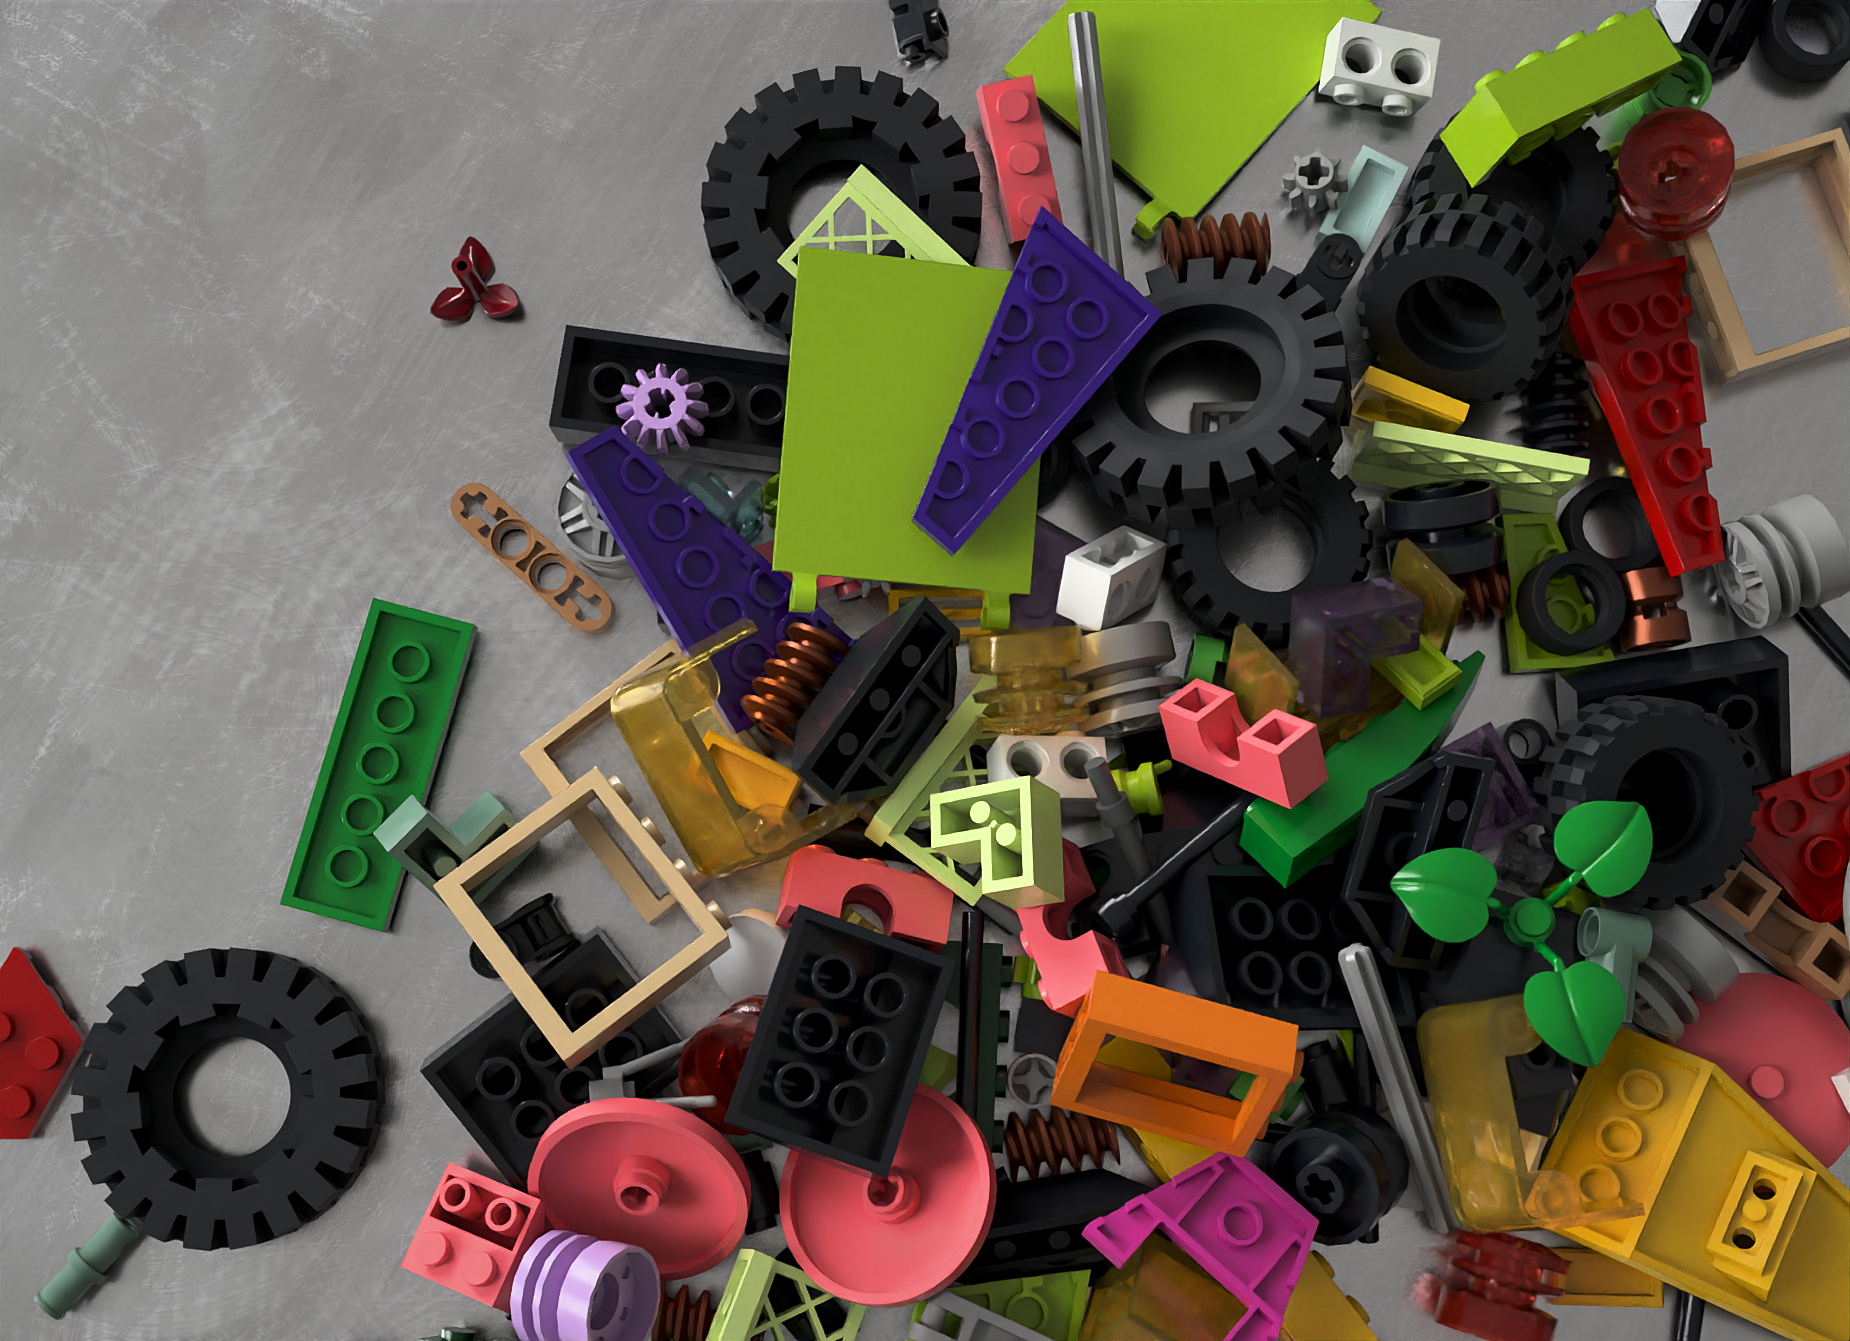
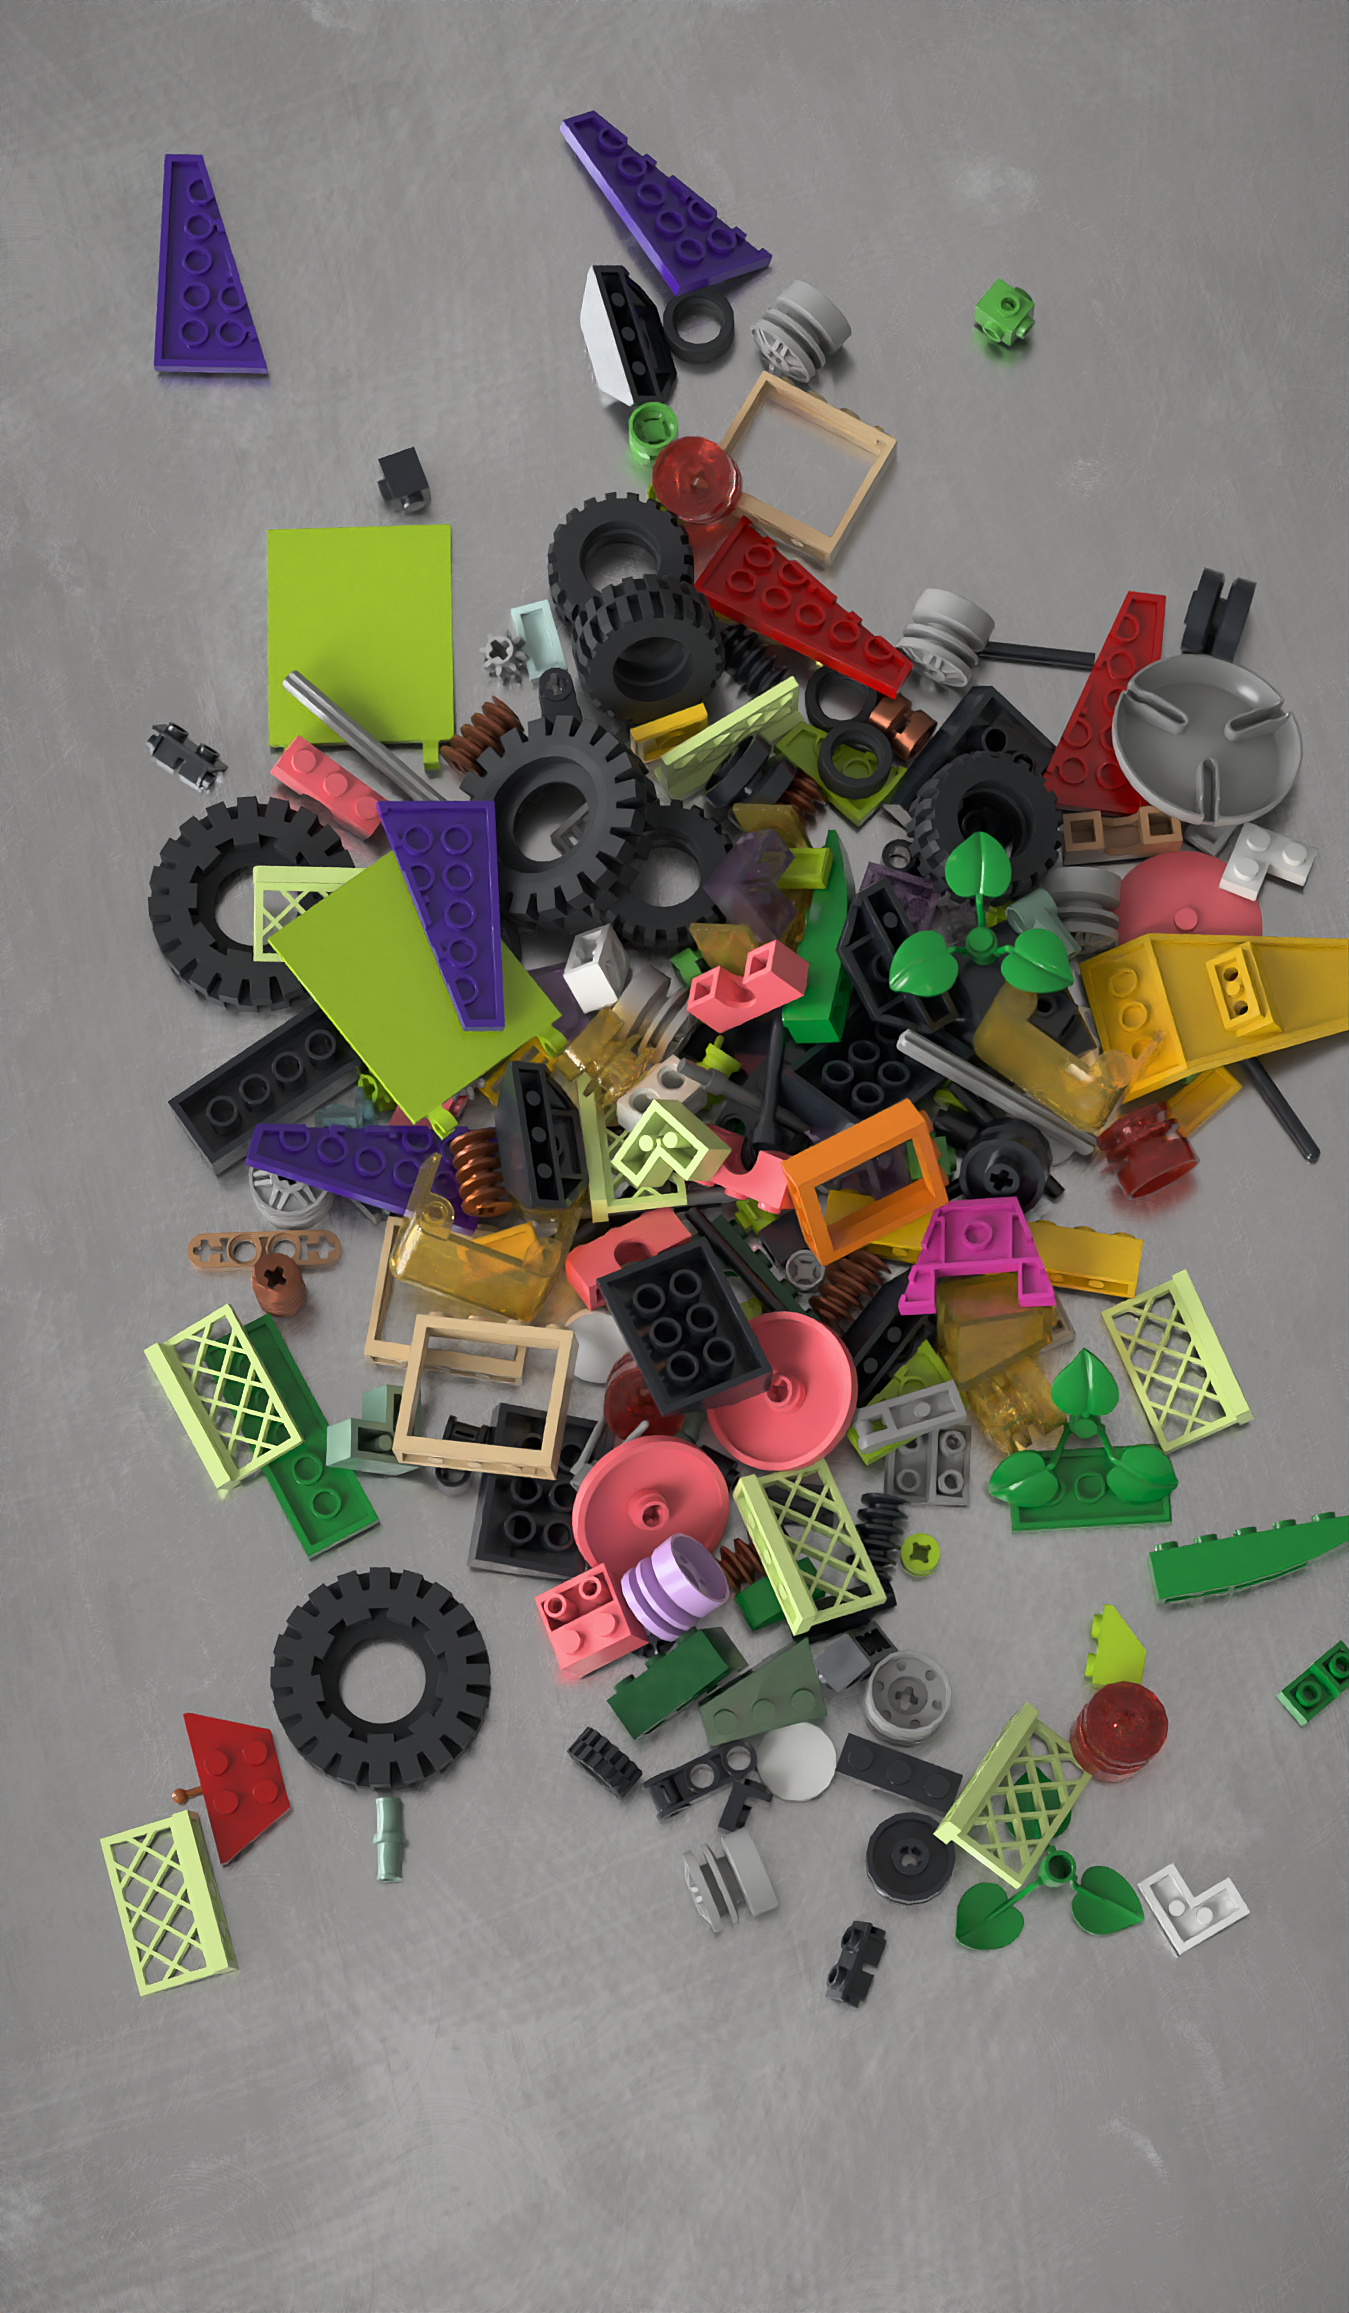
camera: 40 degrees left, 5 degrees down
(306, 667) = (191, 1406): none -> yellowish green fence
(472, 270) = (76, 1124): dark red plant -> none
(501, 606) = (273, 1271): none -> copper piece
(677, 395) = (286, 1092): lavender gear -> none
(1379, 53) = (473, 552): white brick -> none
(1558, 92) = (595, 493): lime wedge -> none

